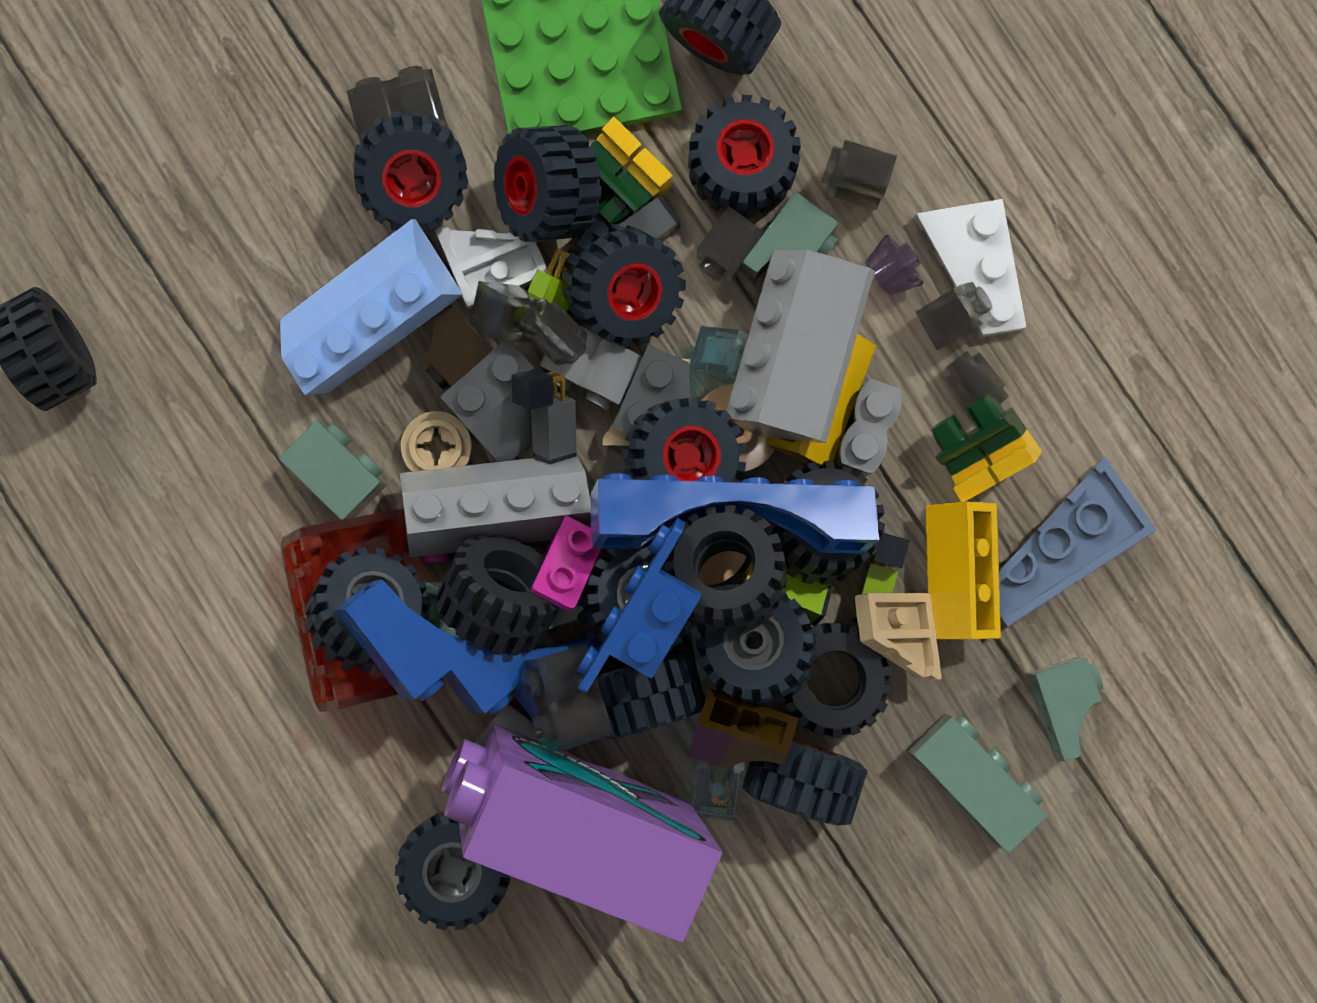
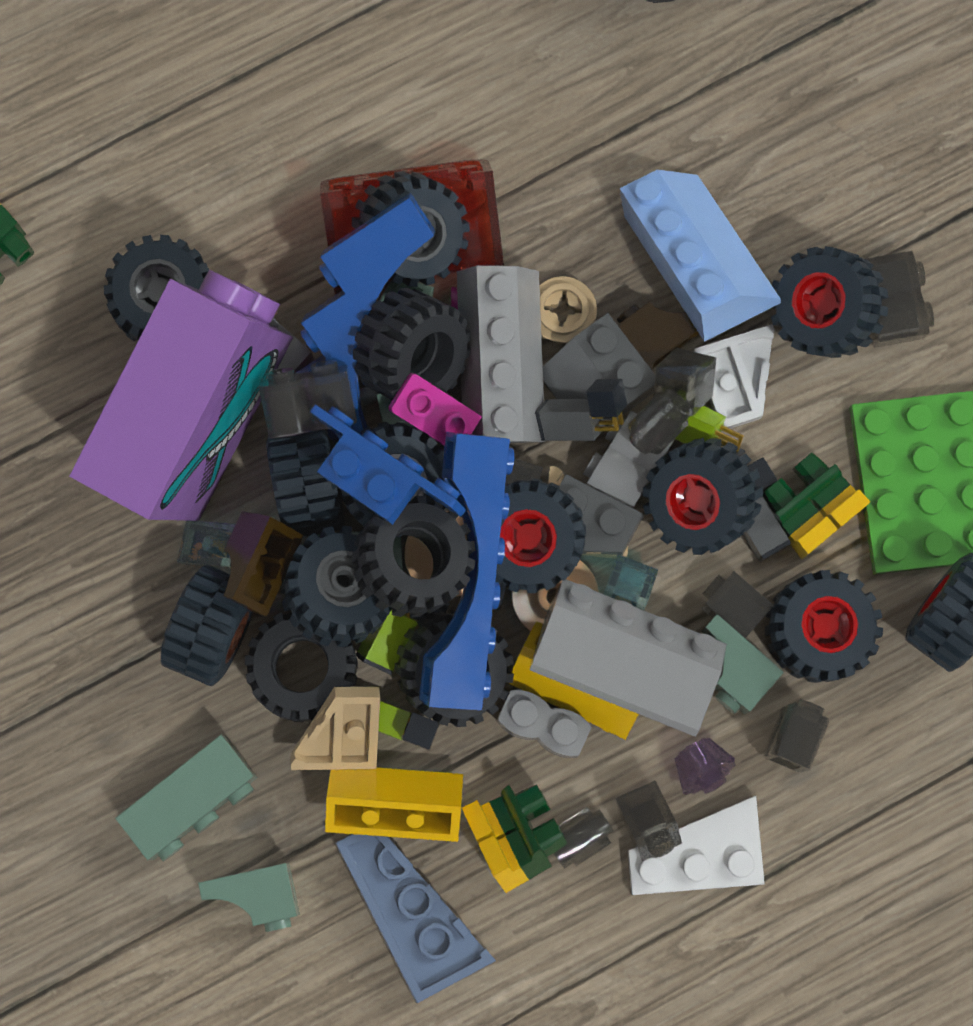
camera: 90 degrees right, 5 degrees down
(333, 470) = (547, 212): sand green brick -> none
(547, 183) = (807, 430): black wheel -> none

